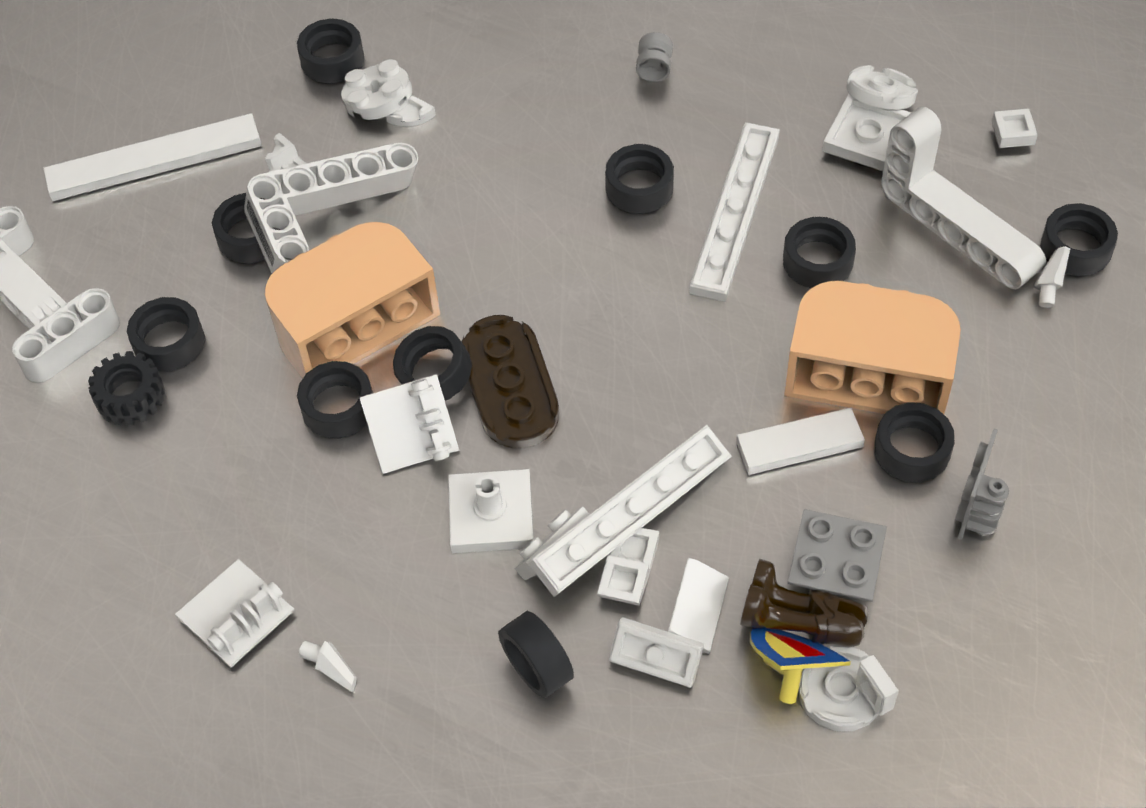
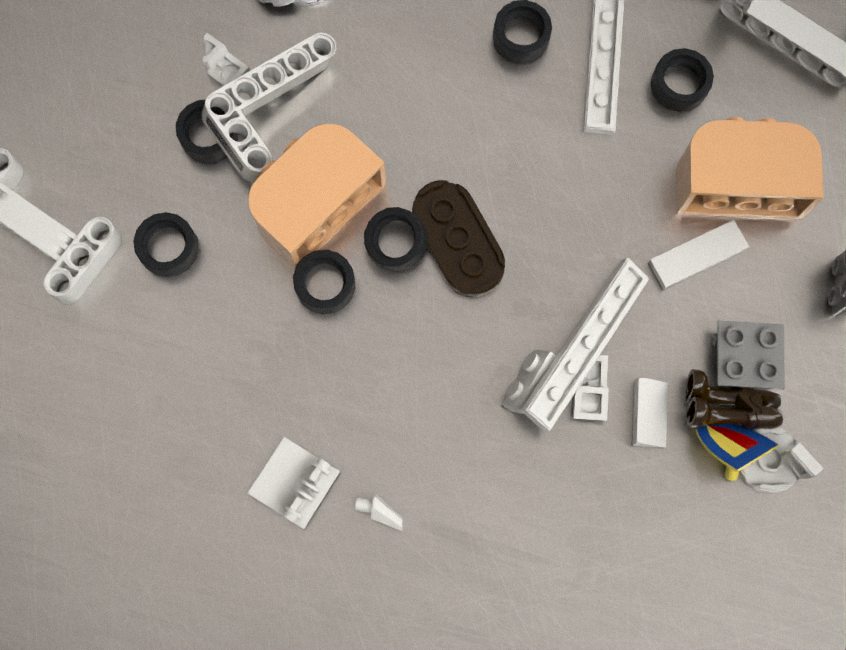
camera: 15 degrees left, 20 degrees up
(133, 405) = (135, 287): black tyre -> none
(151, 157) = (101, 72): white tile -> none
(409, 424) = (392, 297): white hinge -> none
(490, 511) = (472, 358): white tile -> none
(536, 654) = (542, 483): black tyre -> none
(656, 652) = (628, 459): white plate -> none
(914, 416) = (802, 224): black tyre -> none

